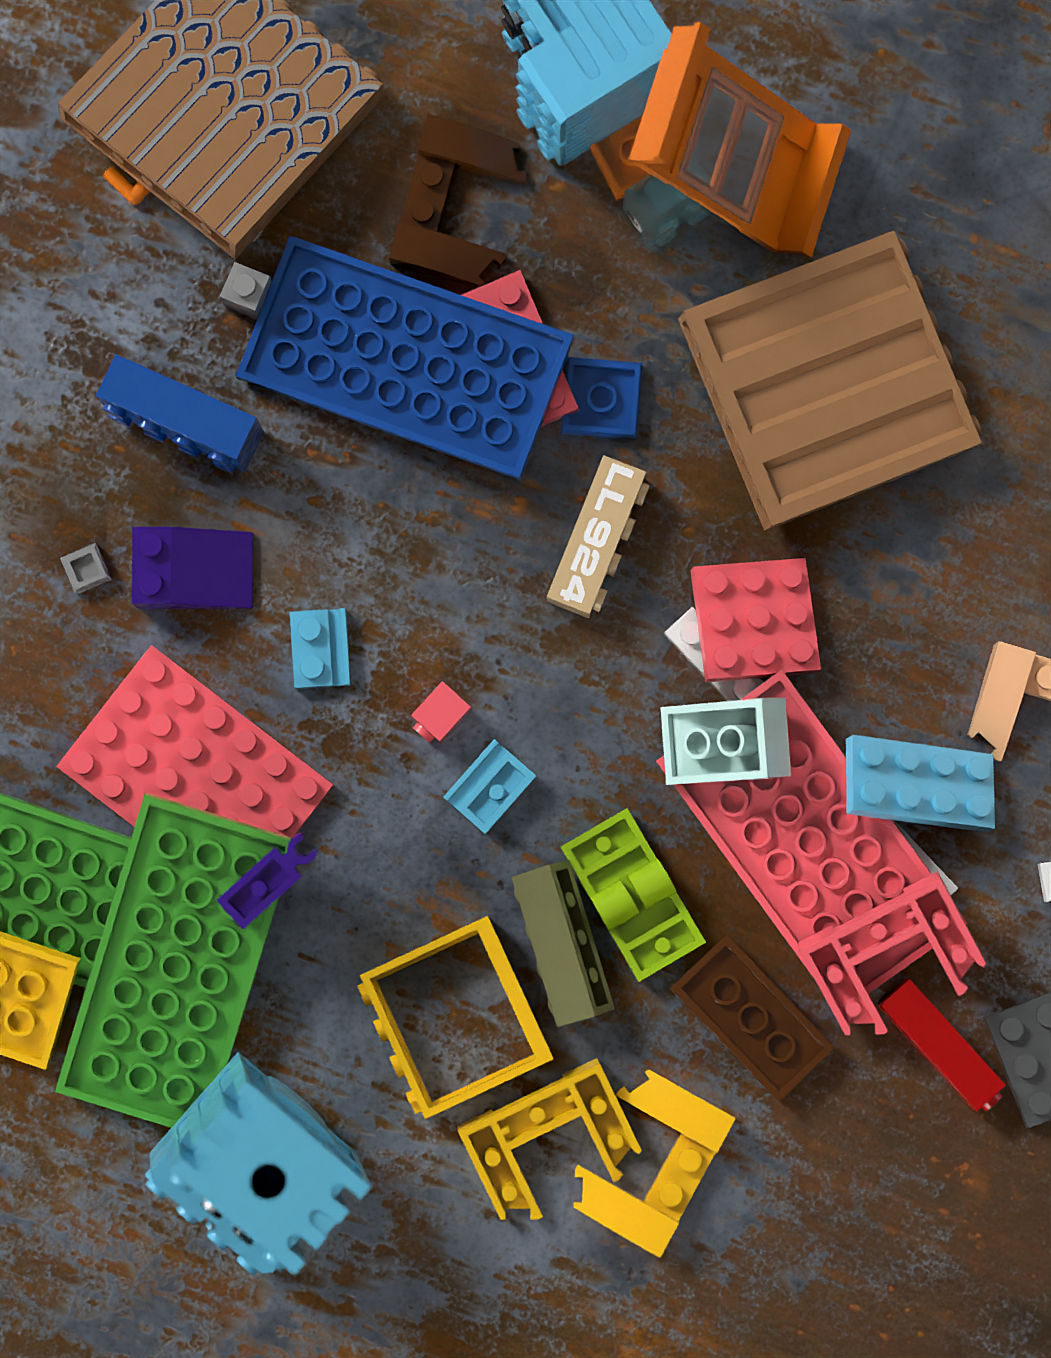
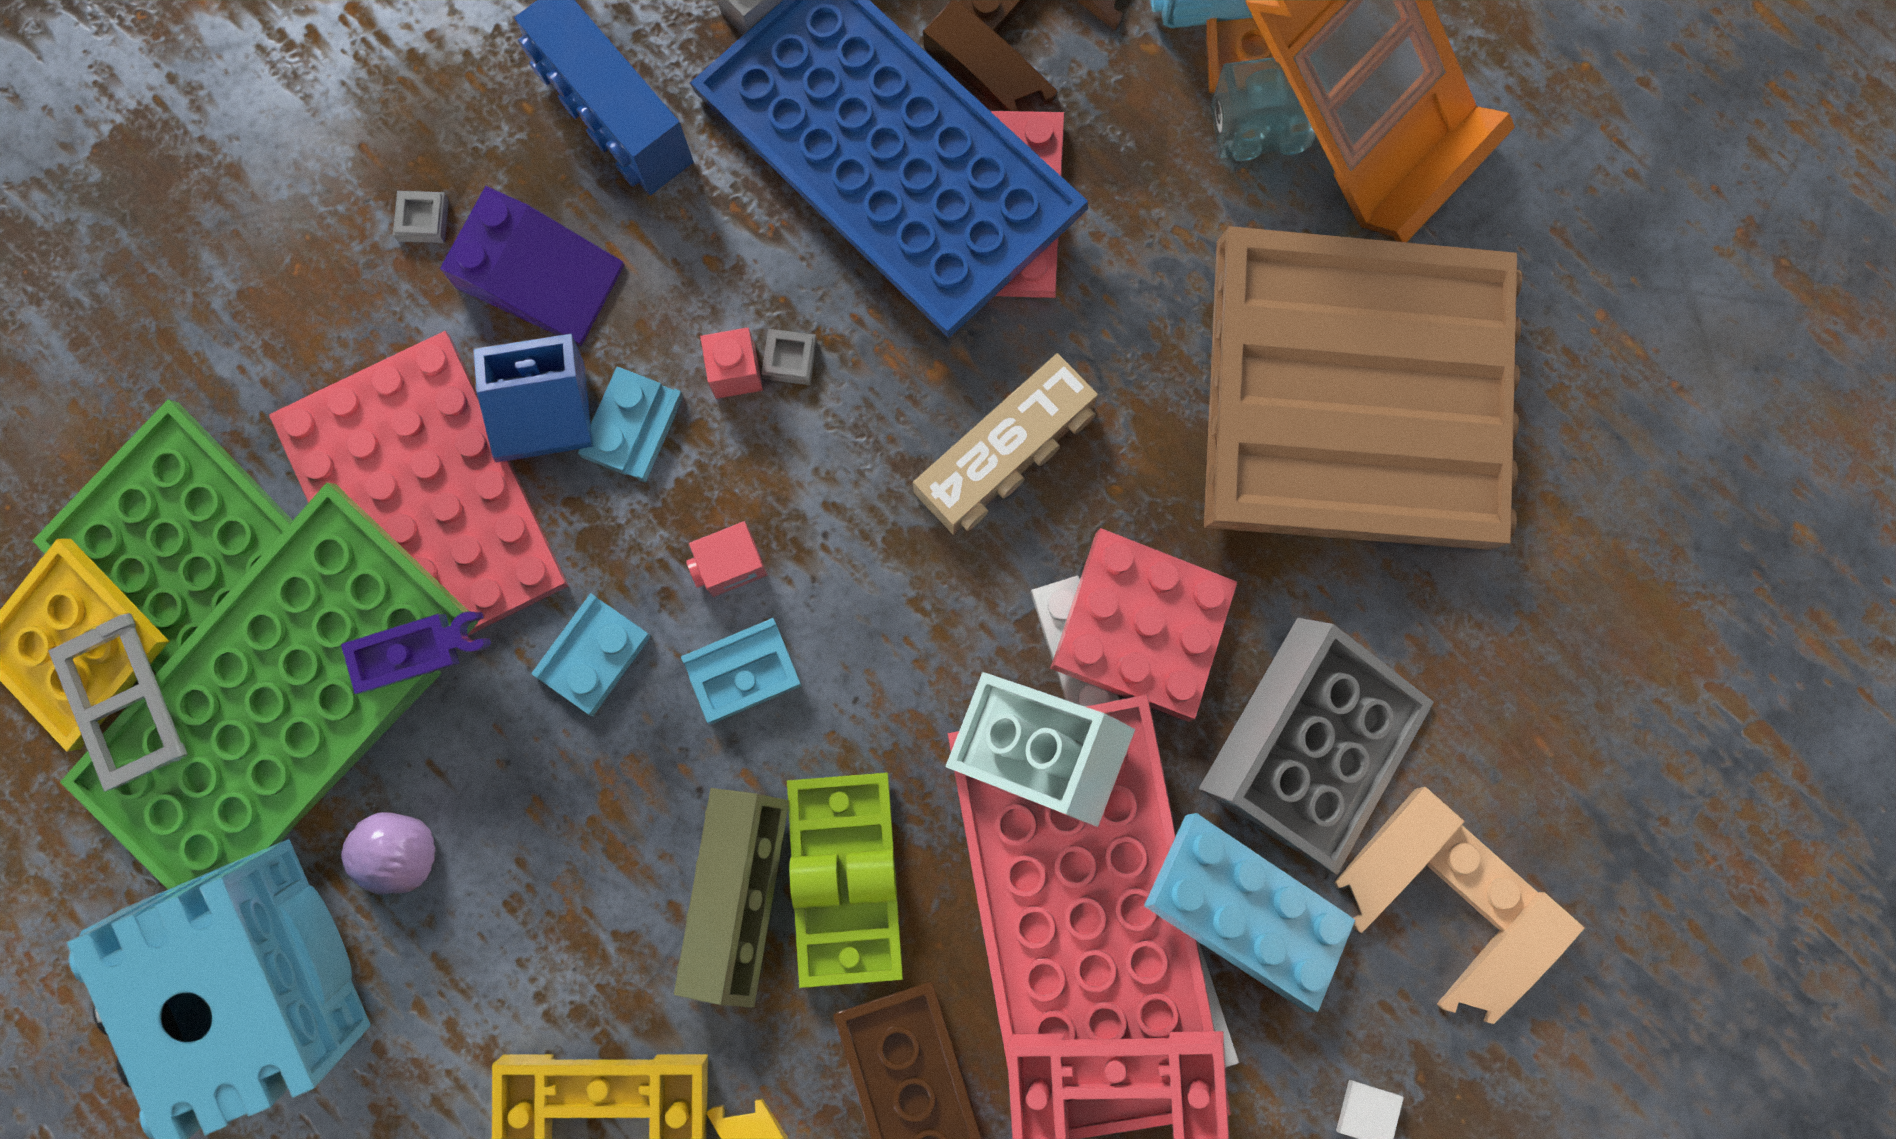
camera: 25 degrees right, 5 degrees down
(54, 1037) = (87, 716): none -> light grey window
(246, 664) = (533, 397): none -> blue slope
(309, 1029) = (389, 853): none -> lavender hair
(373, 571) = (731, 363): none -> coral brick
(377, 825) = (591, 654): none -> medium azure plate
(402, 1059) = (478, 941): yellow window -> none
(408, 545) = (789, 357): none -> light grey tile
(606, 398) = (1092, 296): blue tile -> none
(912, 645) = (1317, 743): none -> light grey slope

